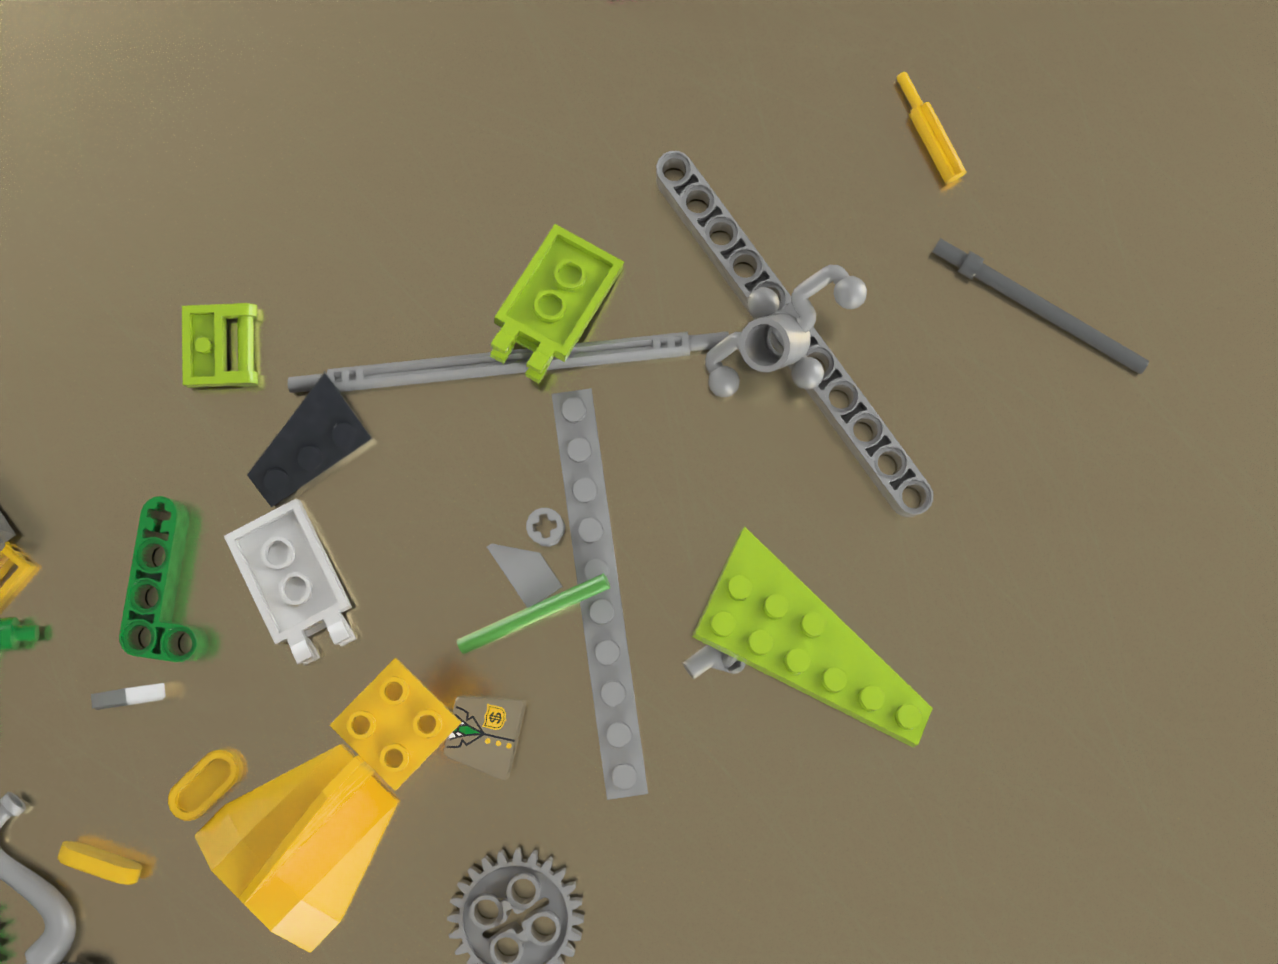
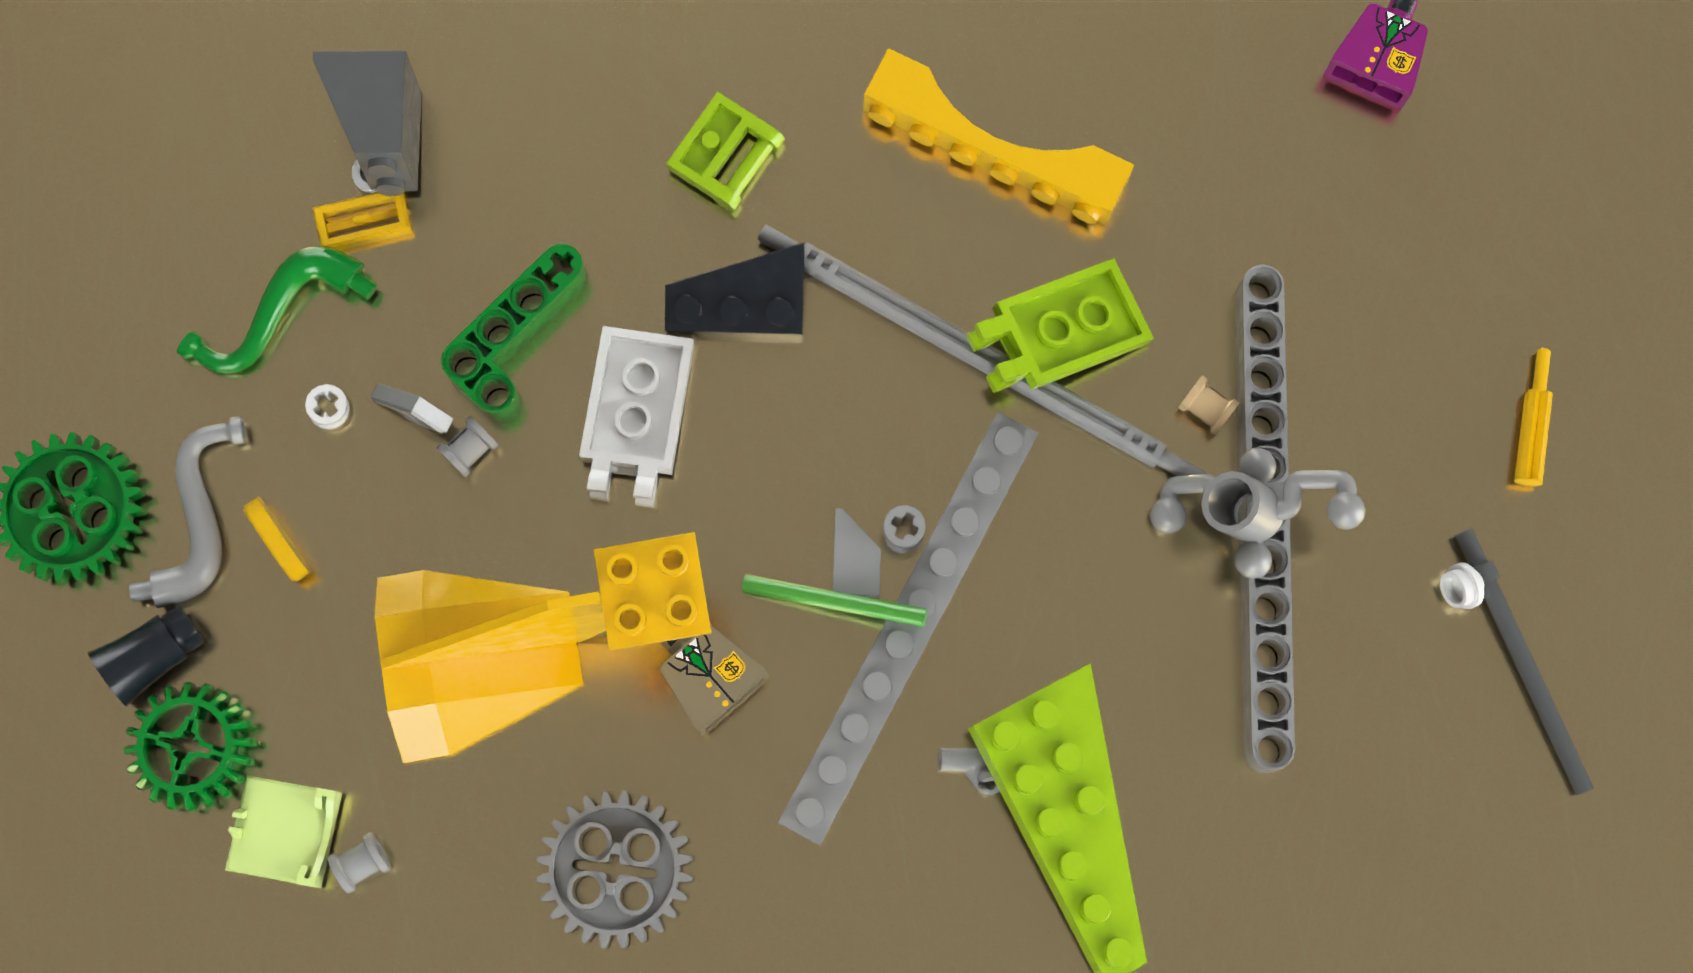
camera: 30 degrees right, 5 degrees down
(56, 747) = (313, 407): none -> white bush
(189, 694) = (467, 446): none -> light grey bush
(205, 784) = (420, 539): yellow tile -> none
(490, 183) = (1078, 178): none -> yellow arch
(697, 282) = (1208, 405): none -> tan bush
(963, 284) = (1462, 586): none -> white plate

